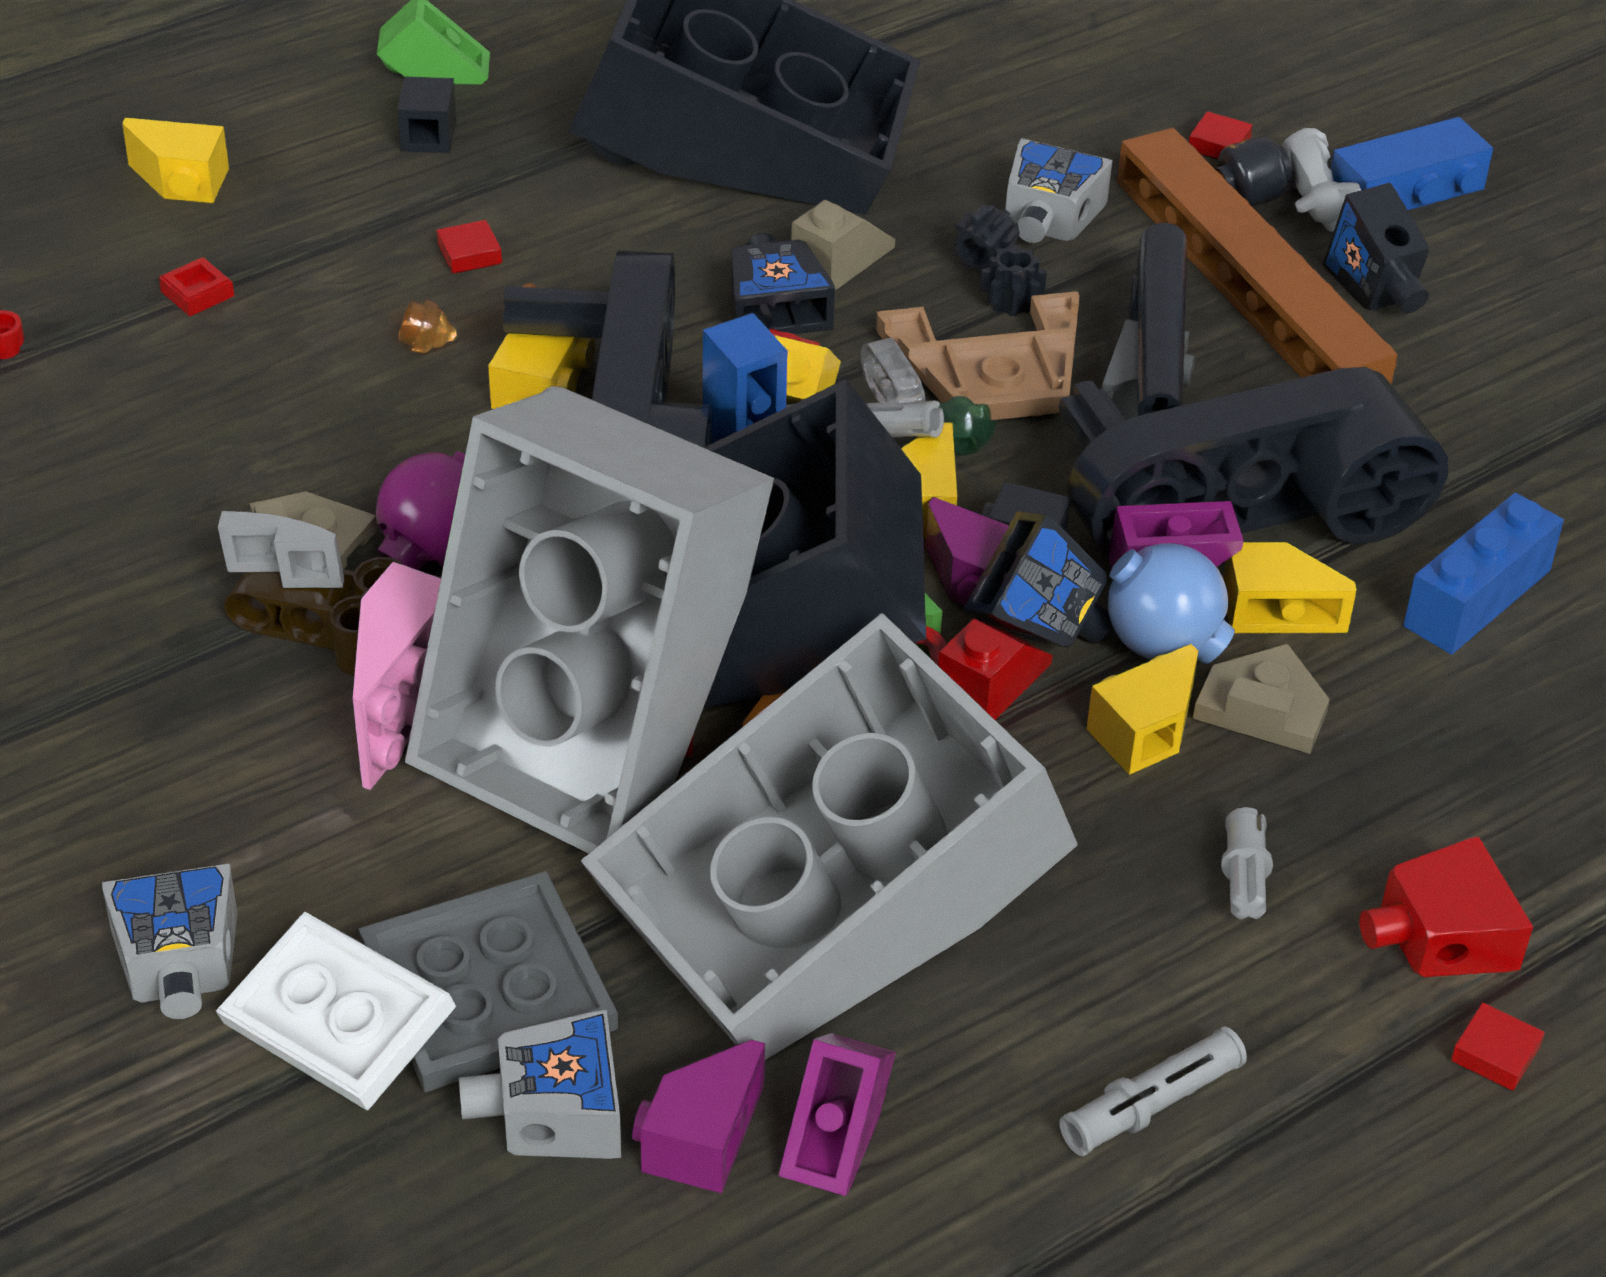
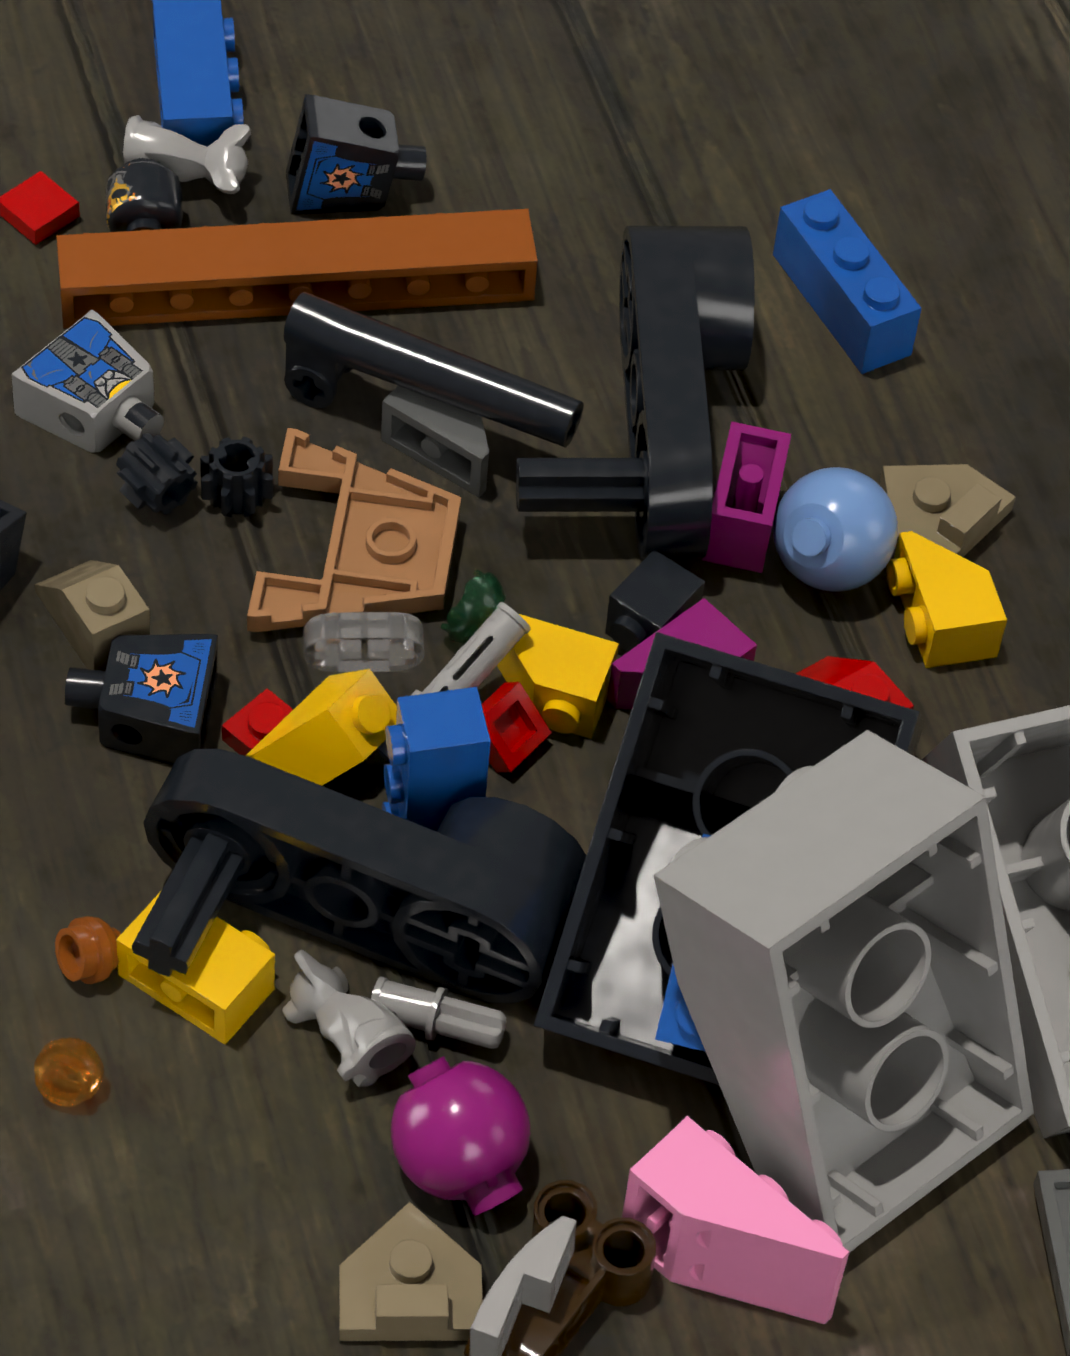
camera: 75 degrees left, 10 degrees up
(1042, 585) = (786, 619): torso -> none
(1285, 591) = (819, 428): yellow slope -> none

